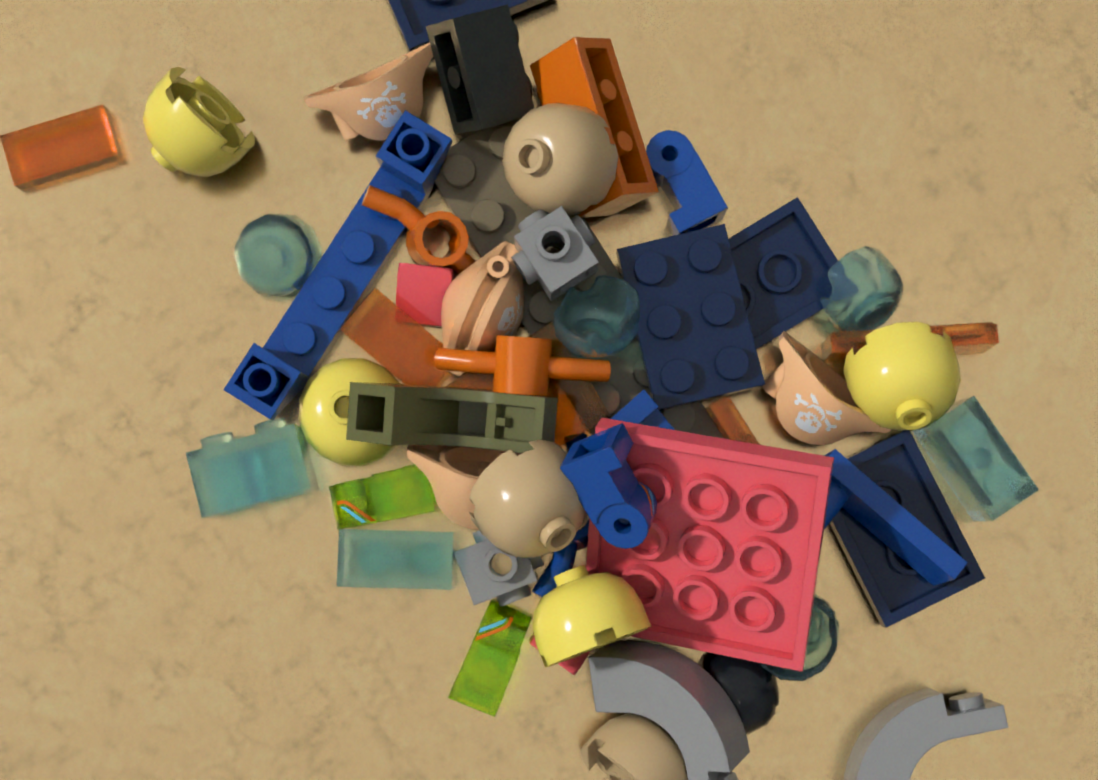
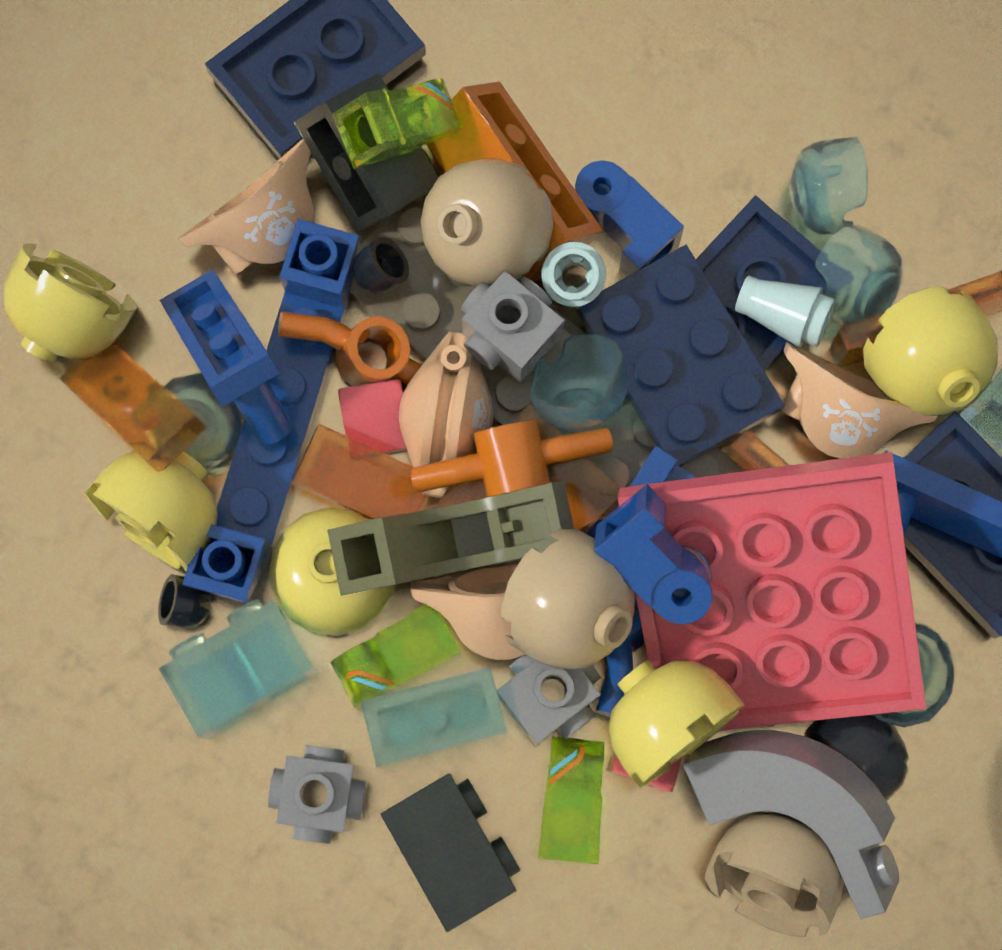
camera: 20 degrees left, 5 degrees down
(220, 405) = (180, 604): none -> black hinge
(224, 314) = (160, 510): none -> light yellow cylinder
(226, 230) = (134, 405): none -> clear orange tile
(306, 588) = (343, 801): none -> light grey brick
(314, 207) = (228, 354): none -> blue piece
(382, 669) = (450, 850): none -> pearl dark grey brick
(463, 170) = (380, 266): none -> black hinge
(509, 51) = (398, 121): none -> clear neon green leg
(605, 228) = (560, 260): none -> light aqua cone
(793, 304) = (787, 309): none -> light aqua cone
(862, 205) = (828, 183): none -> clear light blue hair

